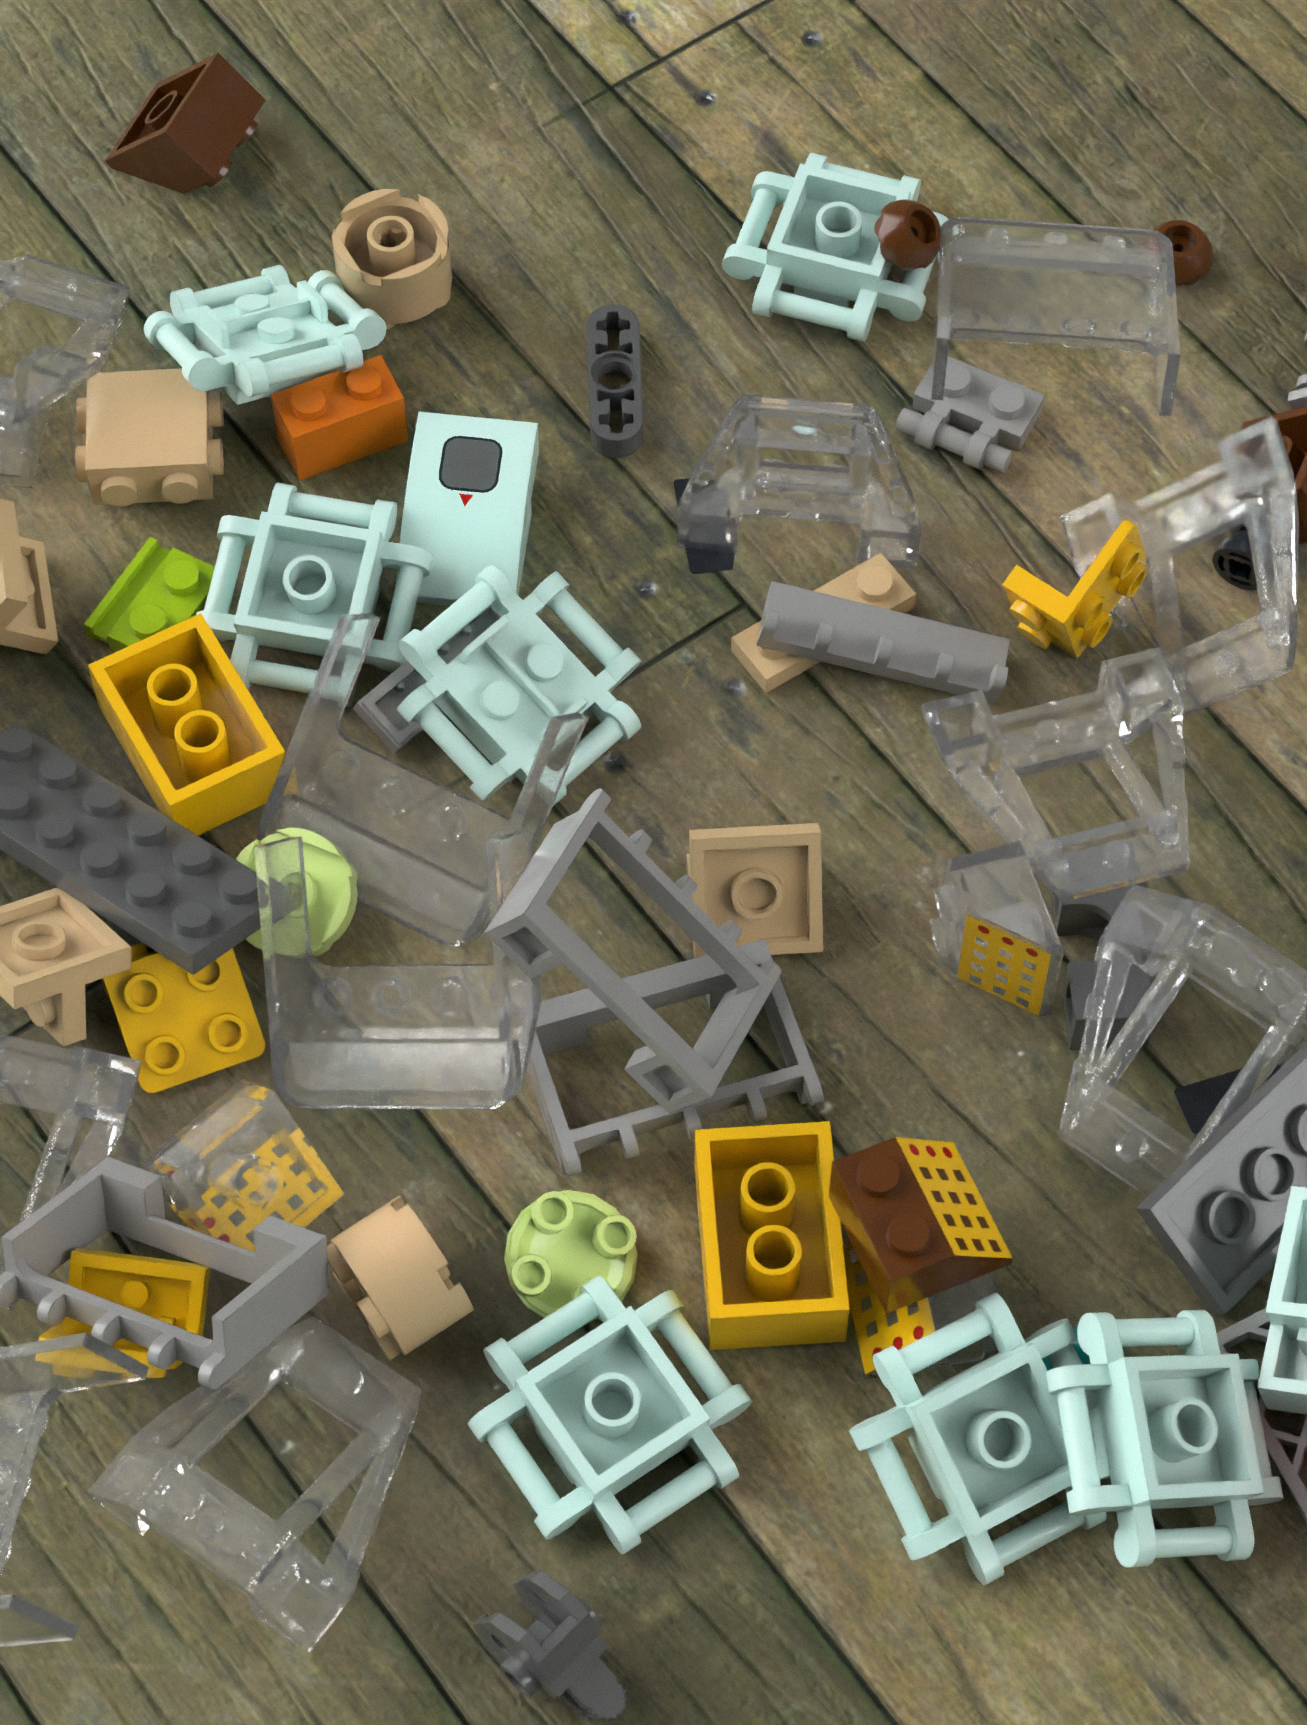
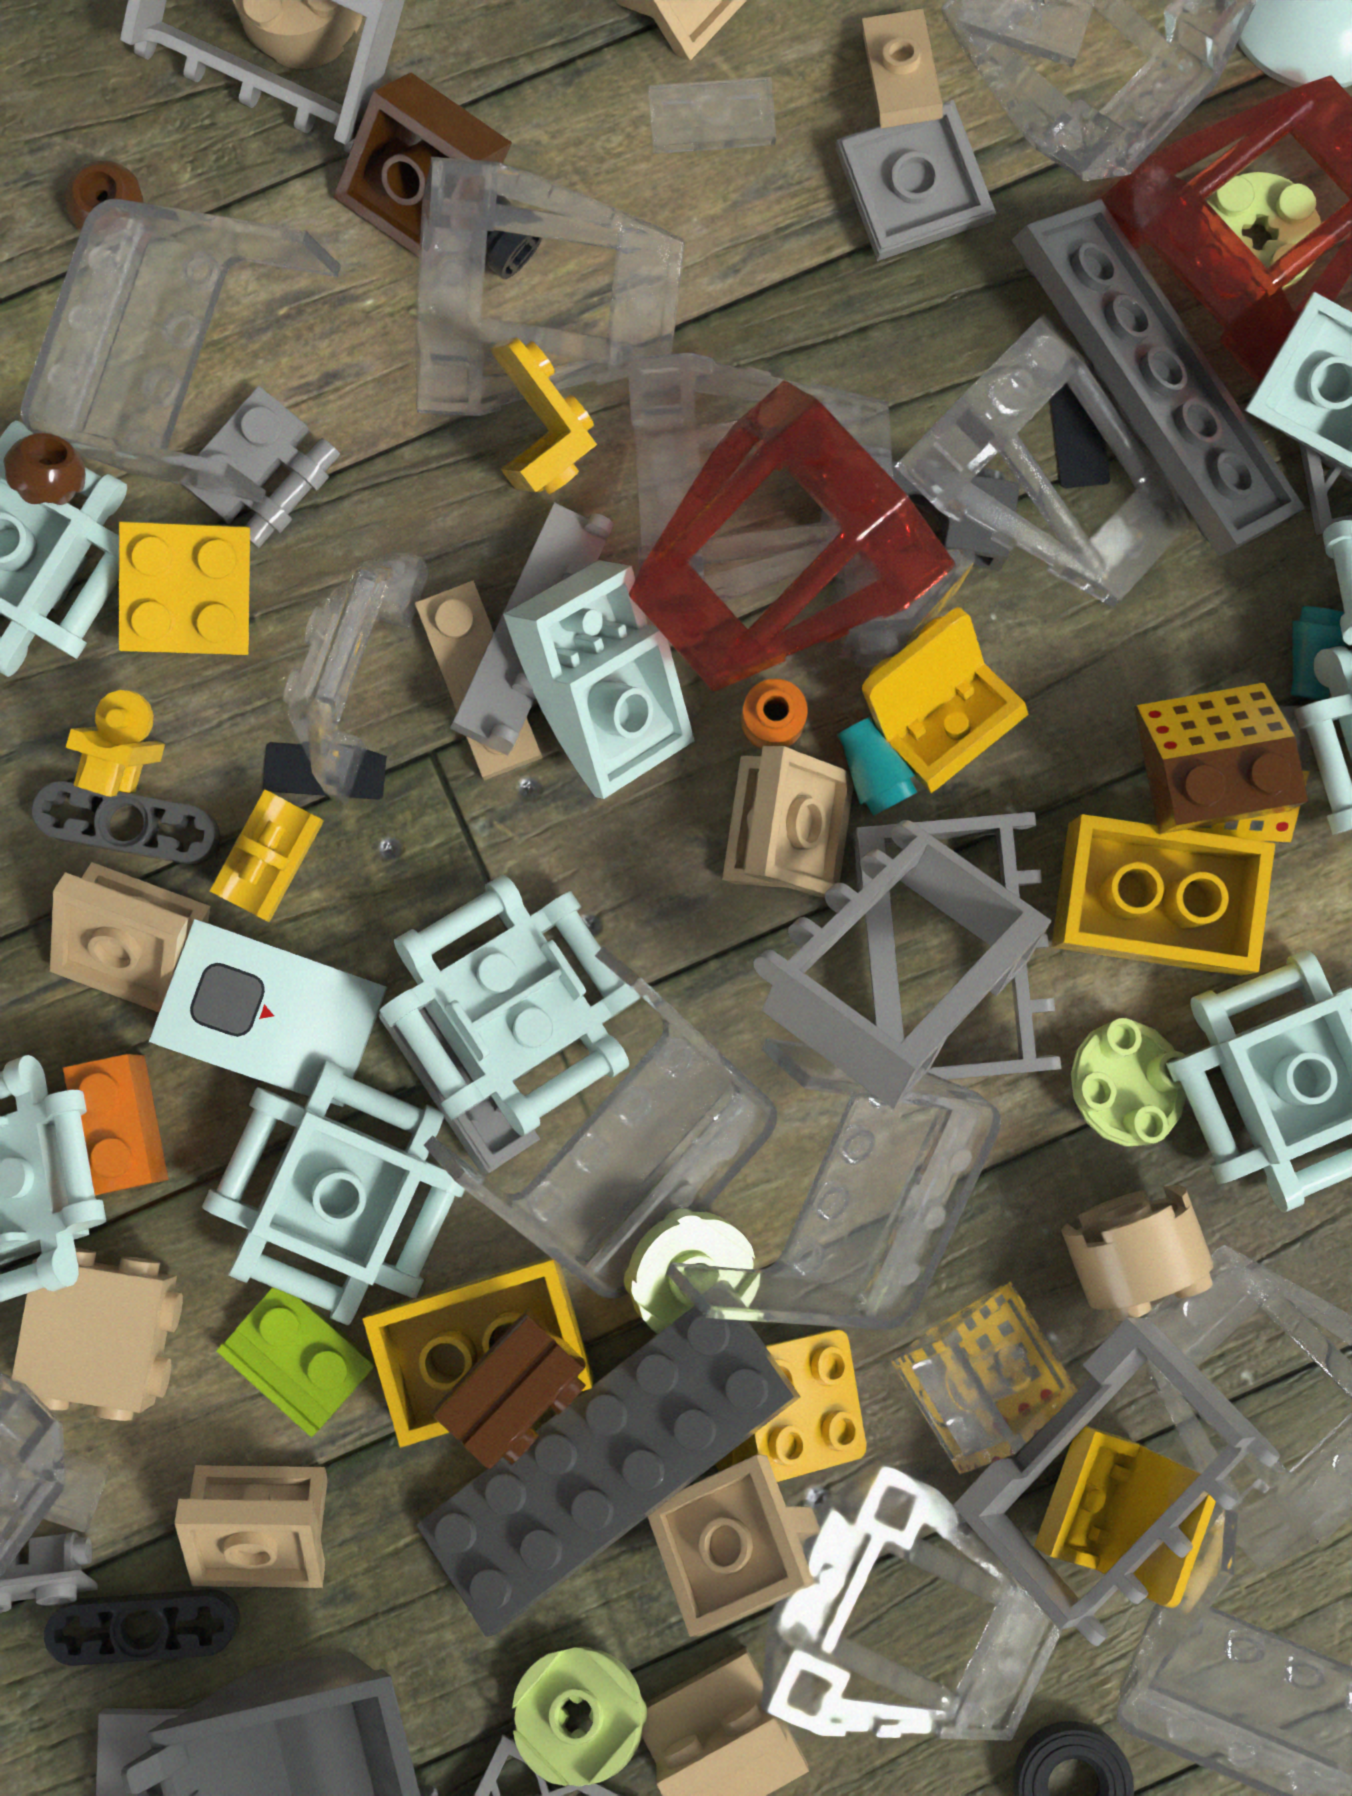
camera: 80 degrees left, 25 degrees up
(158, 725) = (510, 1390): none -> reddish brown brick
(518, 377) = (120, 934): none -> tan bracket
(611, 479) = (266, 855): none -> yellow hips
(676, 345) = (113, 748): none -> yellow hips
(829, 962) = (875, 767): none -> teal cone
(842, 359) = (184, 588): none -> yellow plate
(848, 697) = (601, 676): none -> light aqua slope
(857, 855) = (765, 732): none -> orange brick
(917, 989) = (941, 700): none -> yellow bracket
(1053, 828) = (846, 483): none -> clear red windscreen

